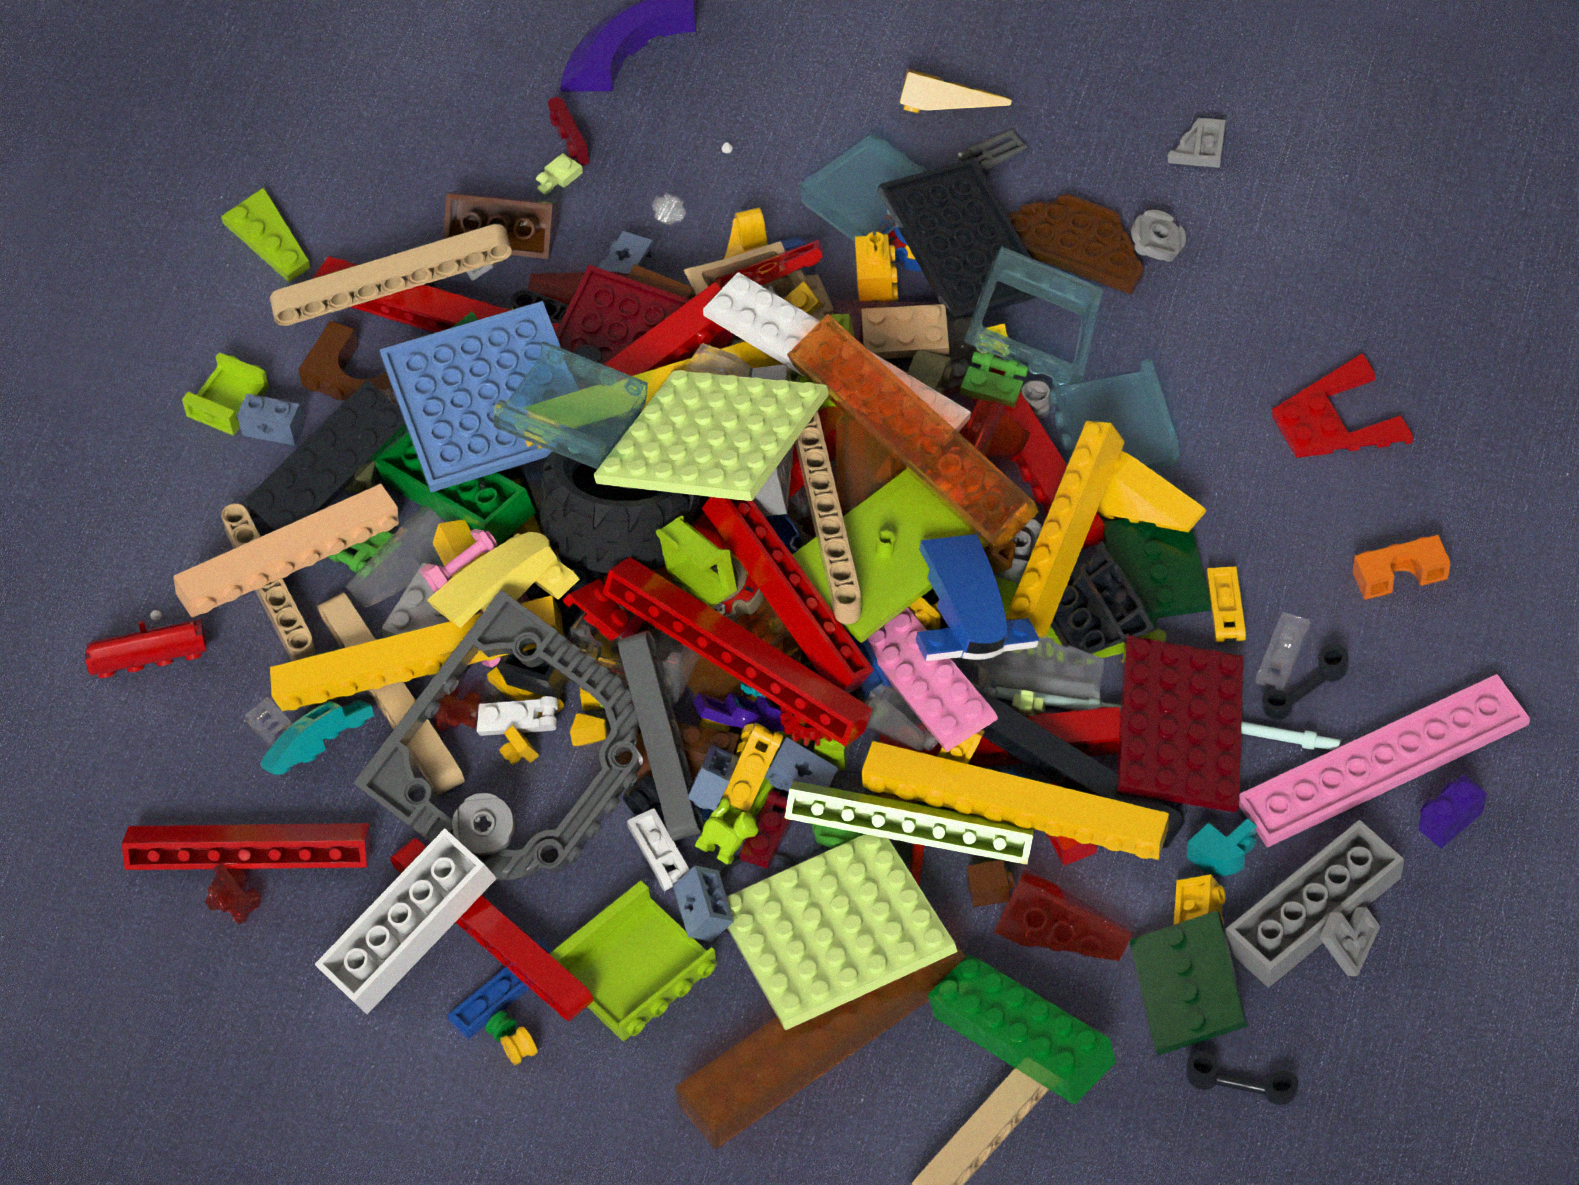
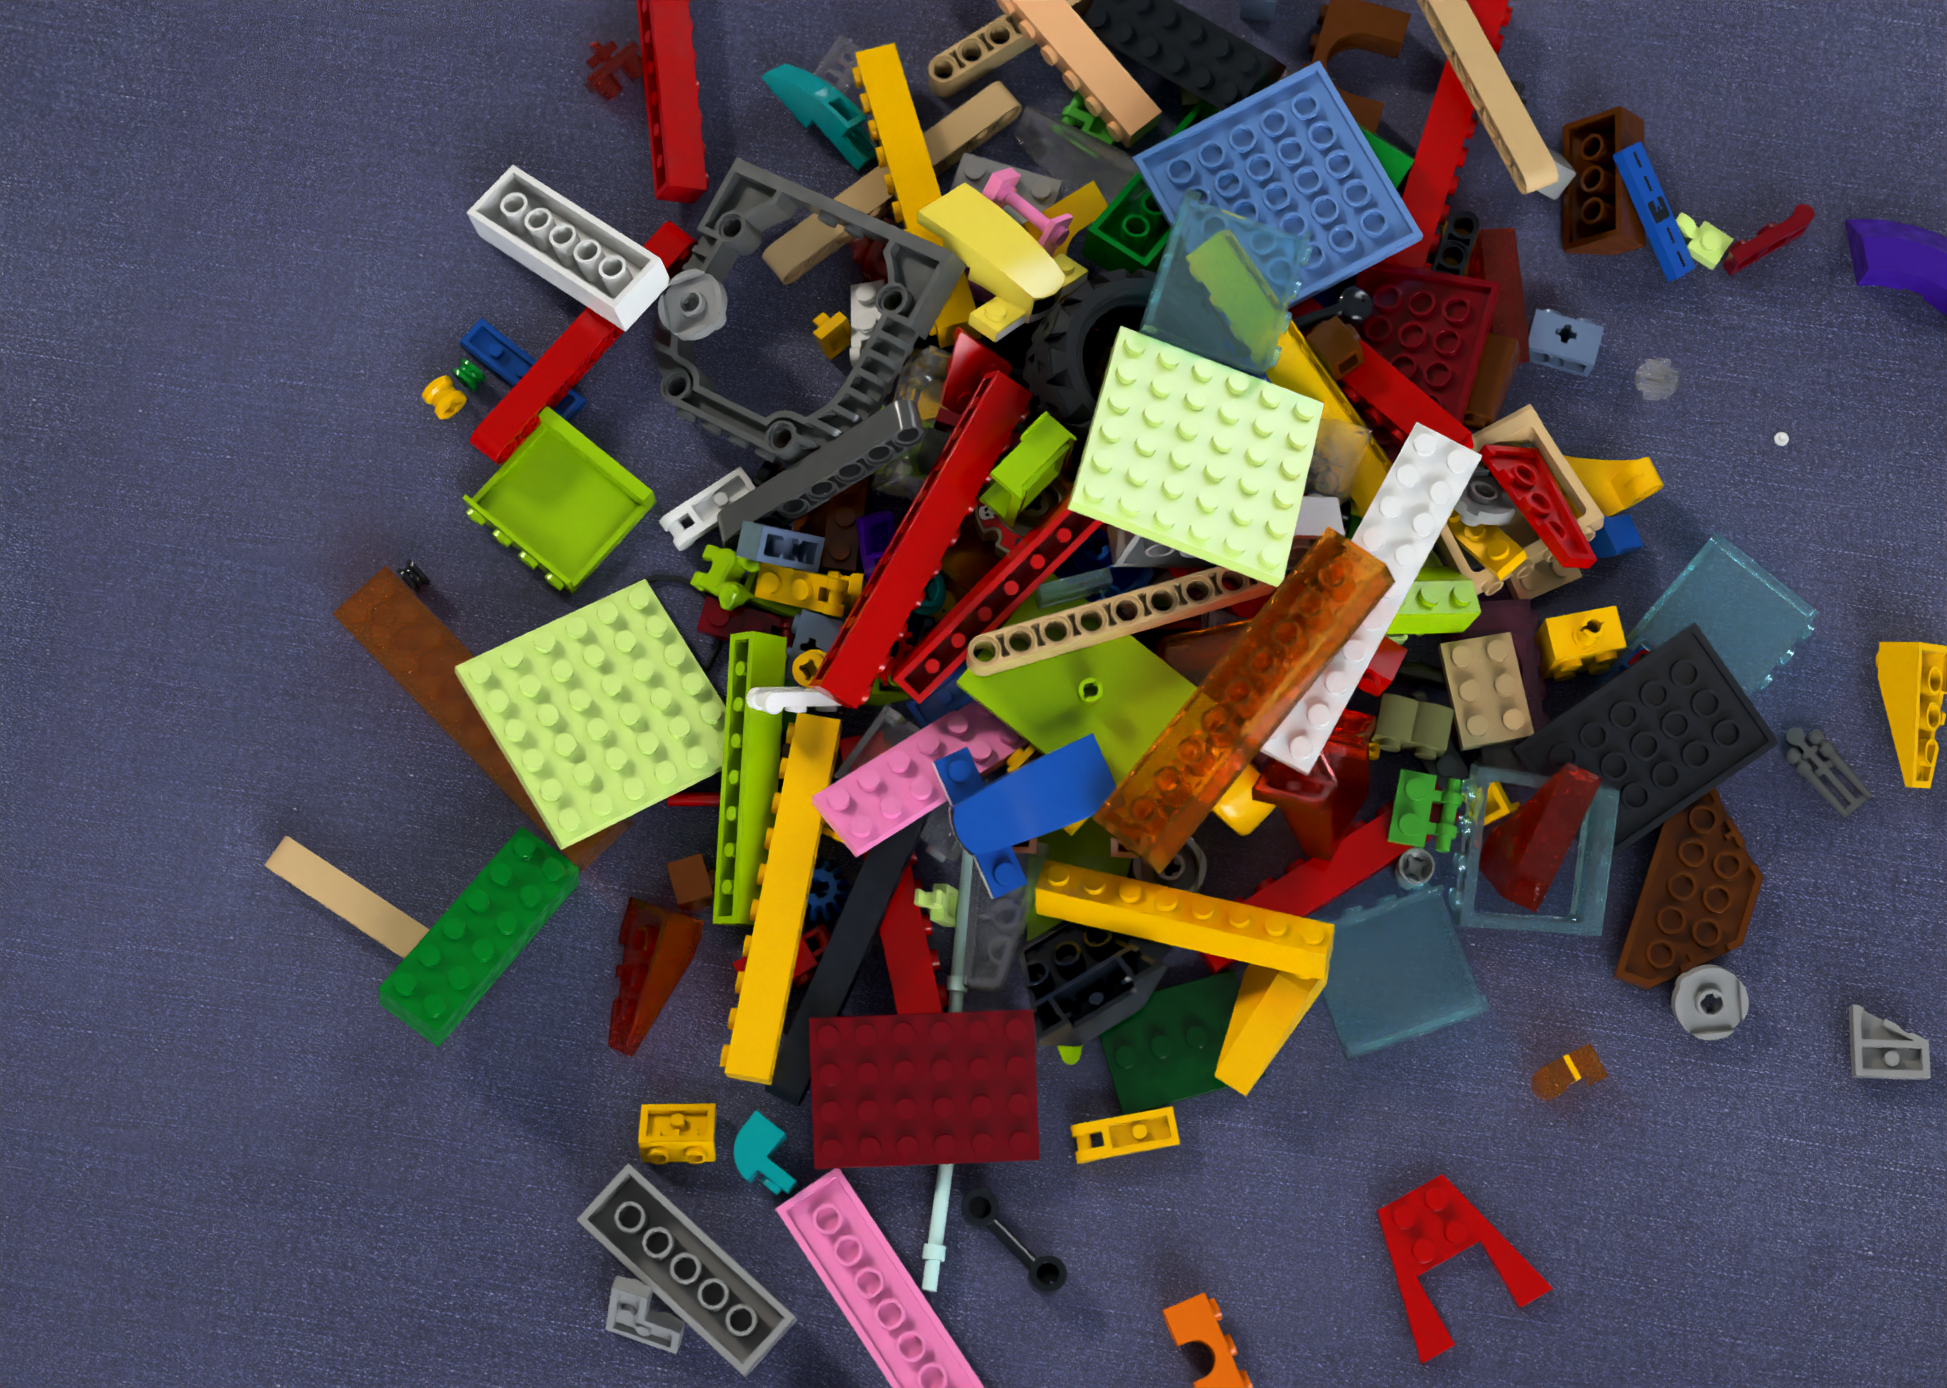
camera: 80 degrees right, 20 degrees up
(534, 189) = (1654, 211): none -> blue tile
(626, 359) = (1336, 347): none -> reddish brown brick
(679, 1075) = (413, 576): none -> black bush
(703, 903) = (632, 564): sand blue brick -> none
(799, 541) = (1073, 588): none -> clear light blue tile
(815, 767) = (811, 660): none -> yellow wheel
(849, 771) = (792, 698): none -> white plate
(1026, 306) = (1531, 844): none -> clear red wedge
(1188, 983) = (568, 1126): dark green plate -> none
(1199, 324) = (1558, 1075): none -> clear orange leg
(1203, 1074) = (444, 1244): black piece -> none
(1283, 650) = (1062, 1211): clear plate -> none

